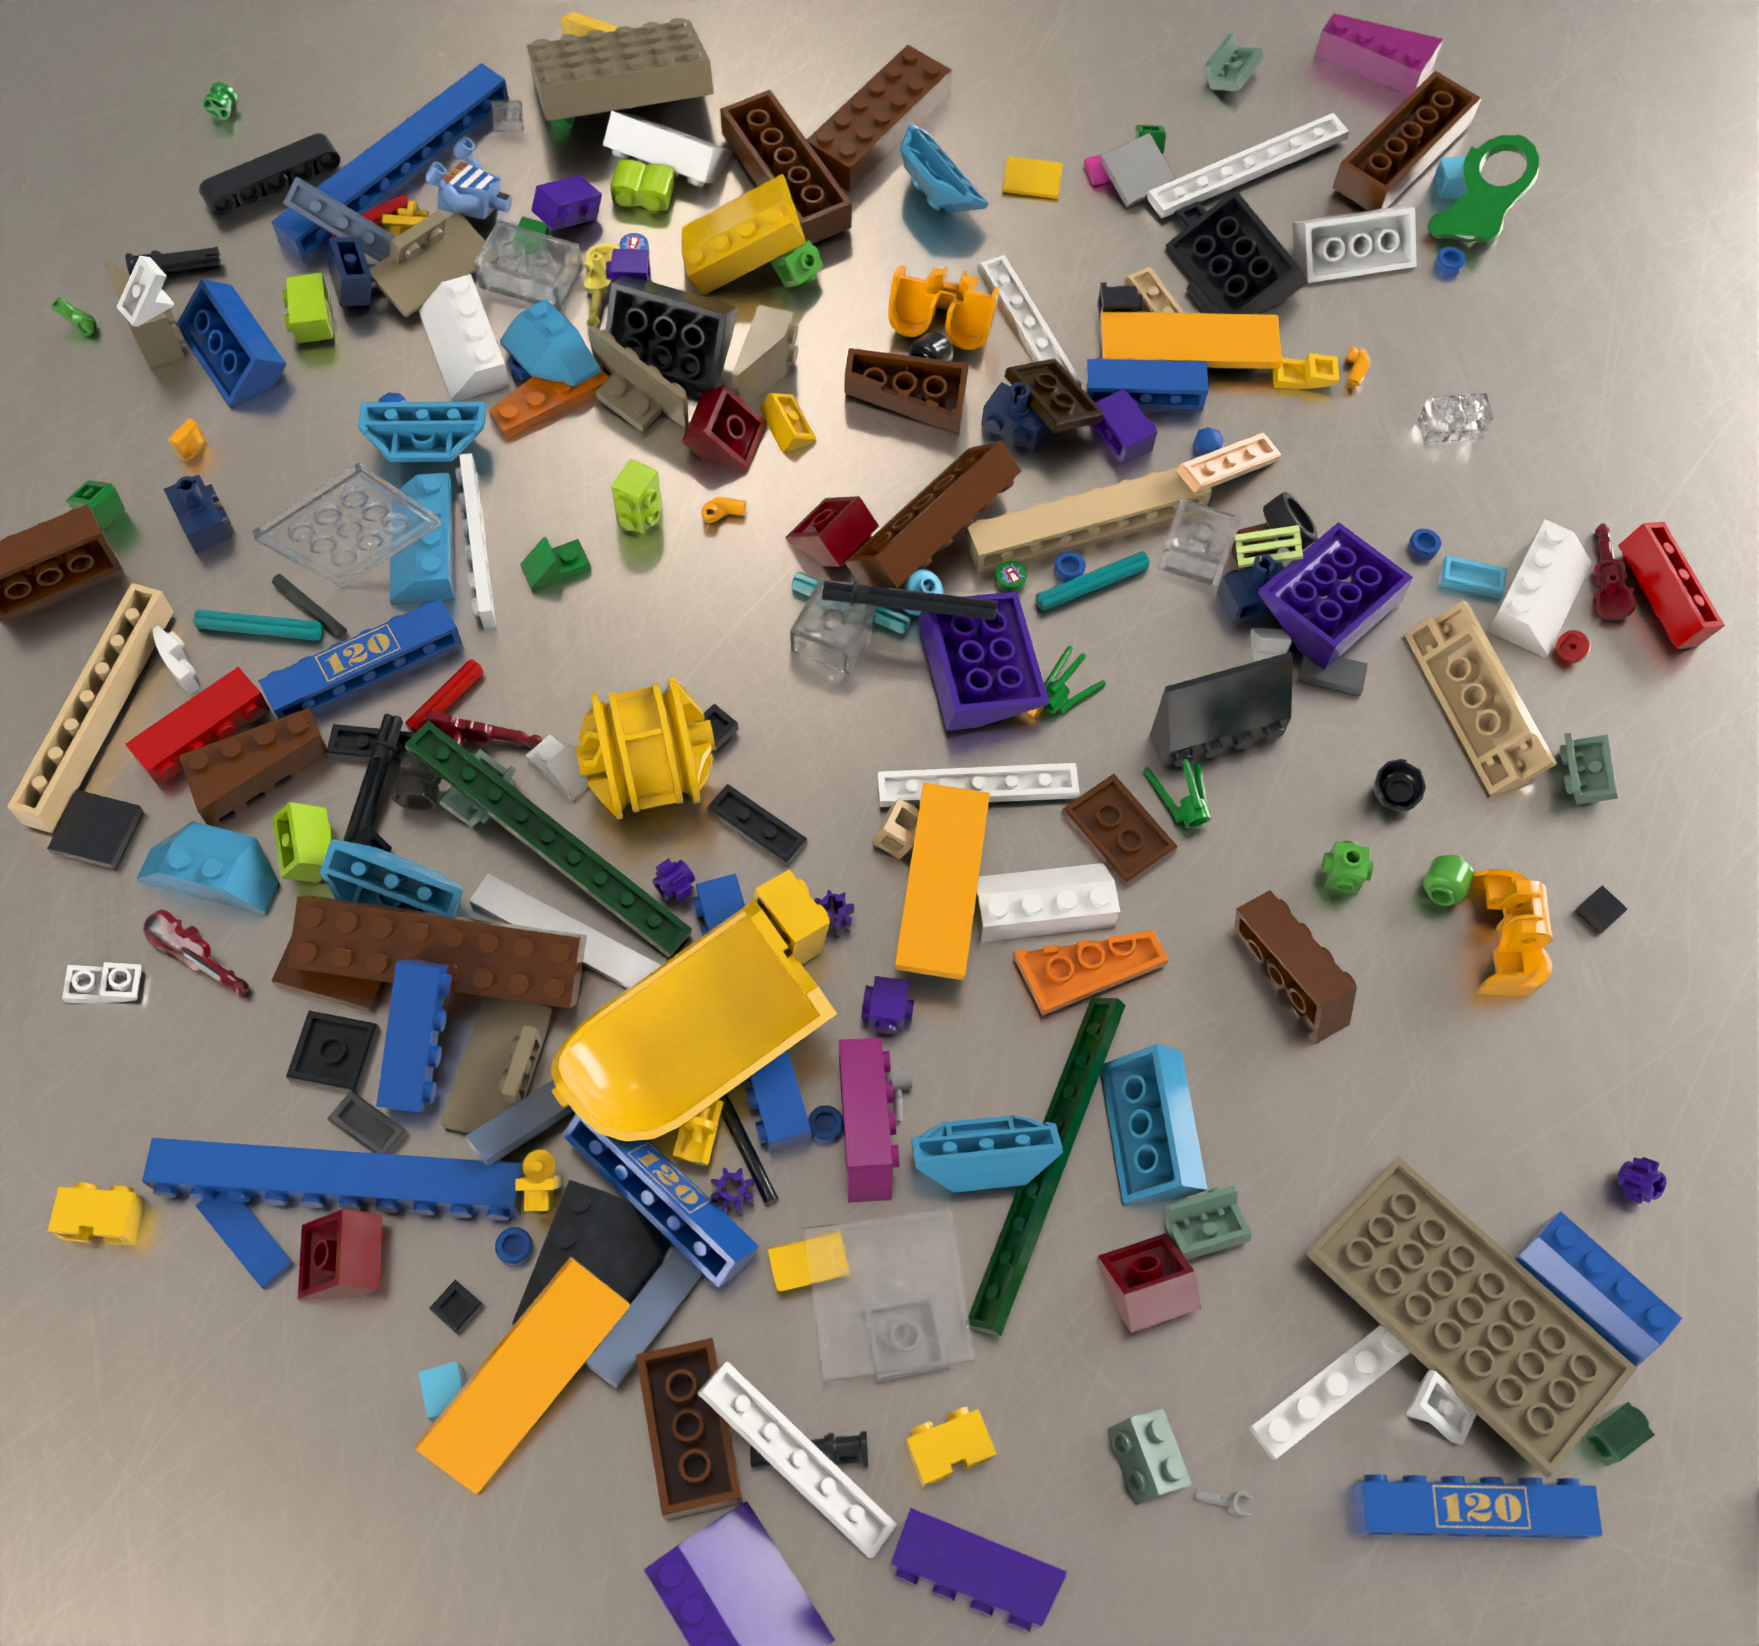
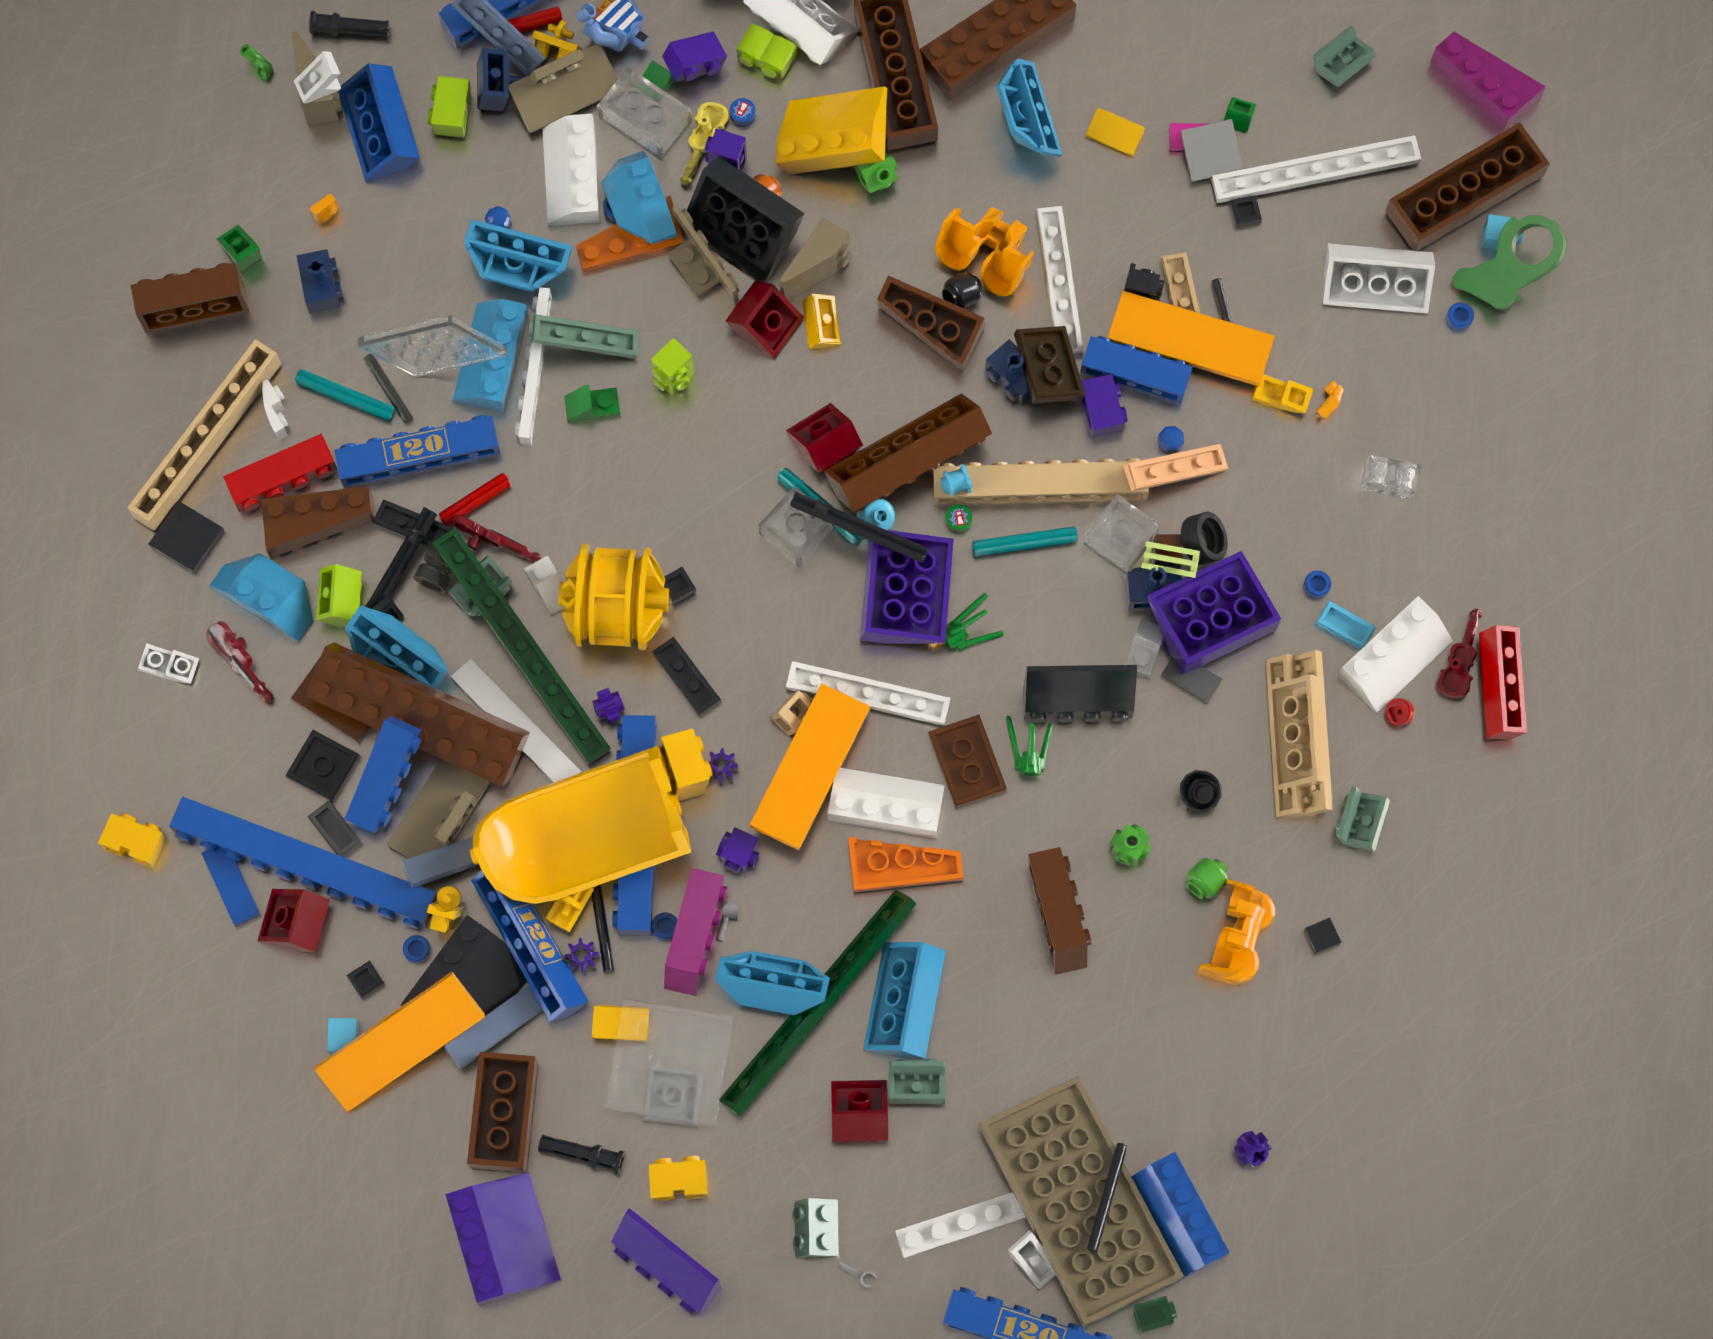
camera: 20 degrees right, 10 degrees up
(526, 491) = (585, 336): none -> sand green plate
(720, 507) = (741, 388): light orange arm -> none
(797, 1459) = (569, 1154): white plate -> none
(1000, 528) = (956, 481): none -> medium azure brick
(1069, 566) = (1010, 522): blue tile -> none
(1236, 259) = (1263, 267): black slope -> none
(1503, 1297) = (1107, 1197): none -> black bar

